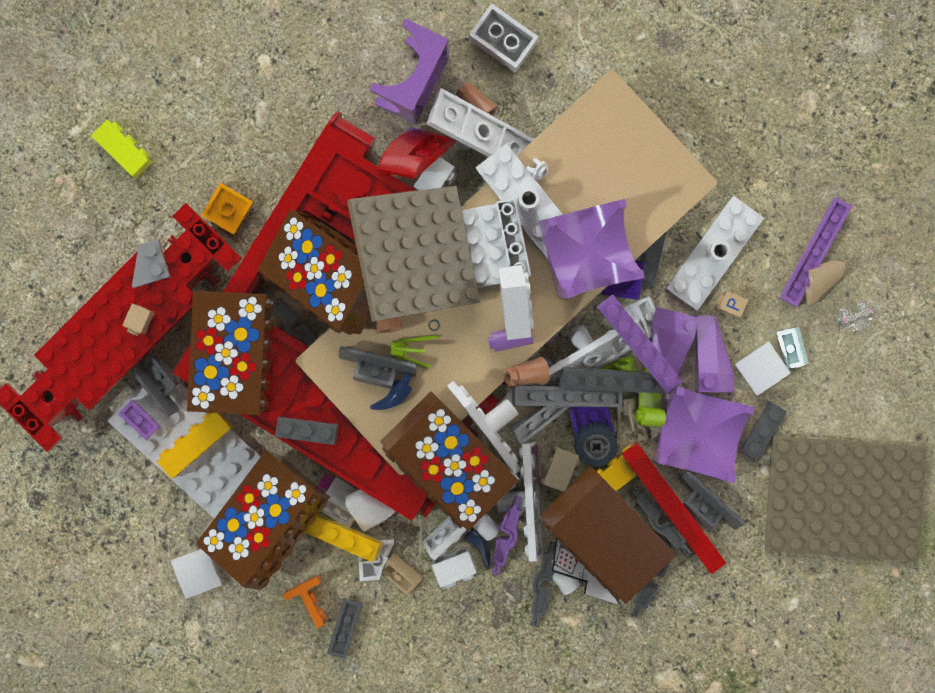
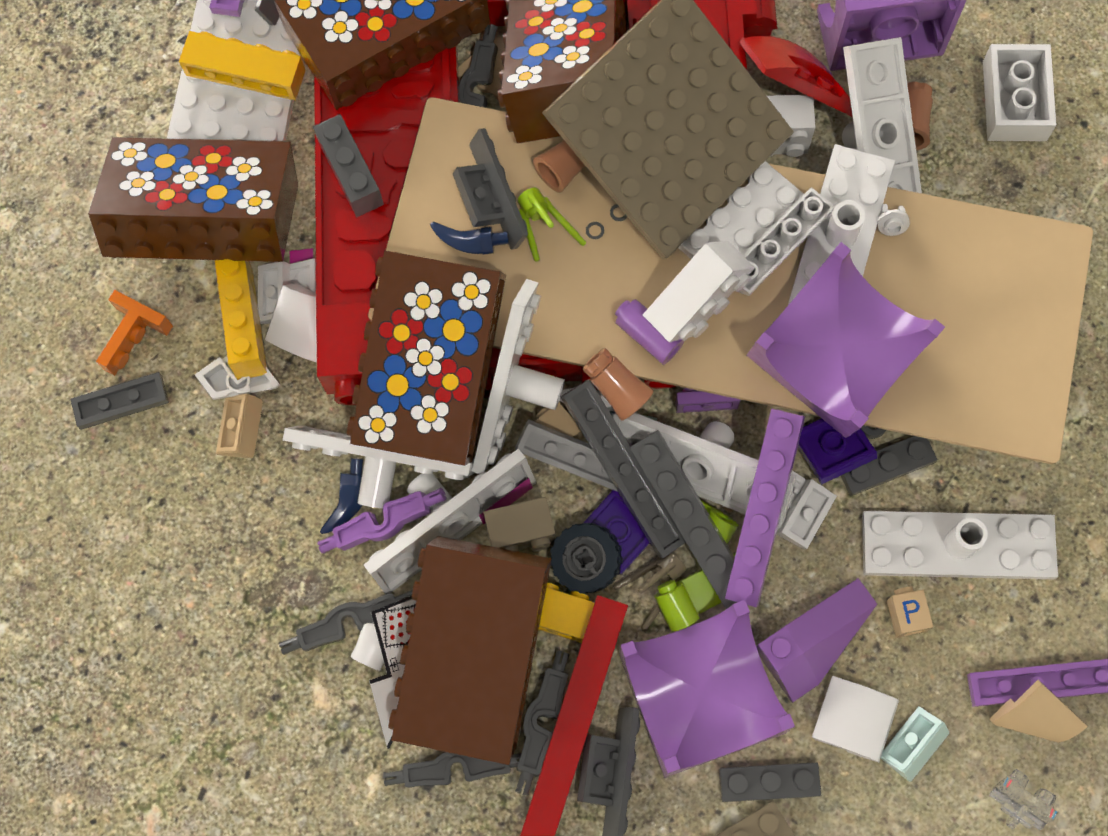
camera: 55 degrees right, 15 degrees down
(196, 573) = (74, 176): white slope -> none
(454, 567) = (291, 479): white brick -> none
(673, 335) = (808, 560): medium lavender wedge -> none

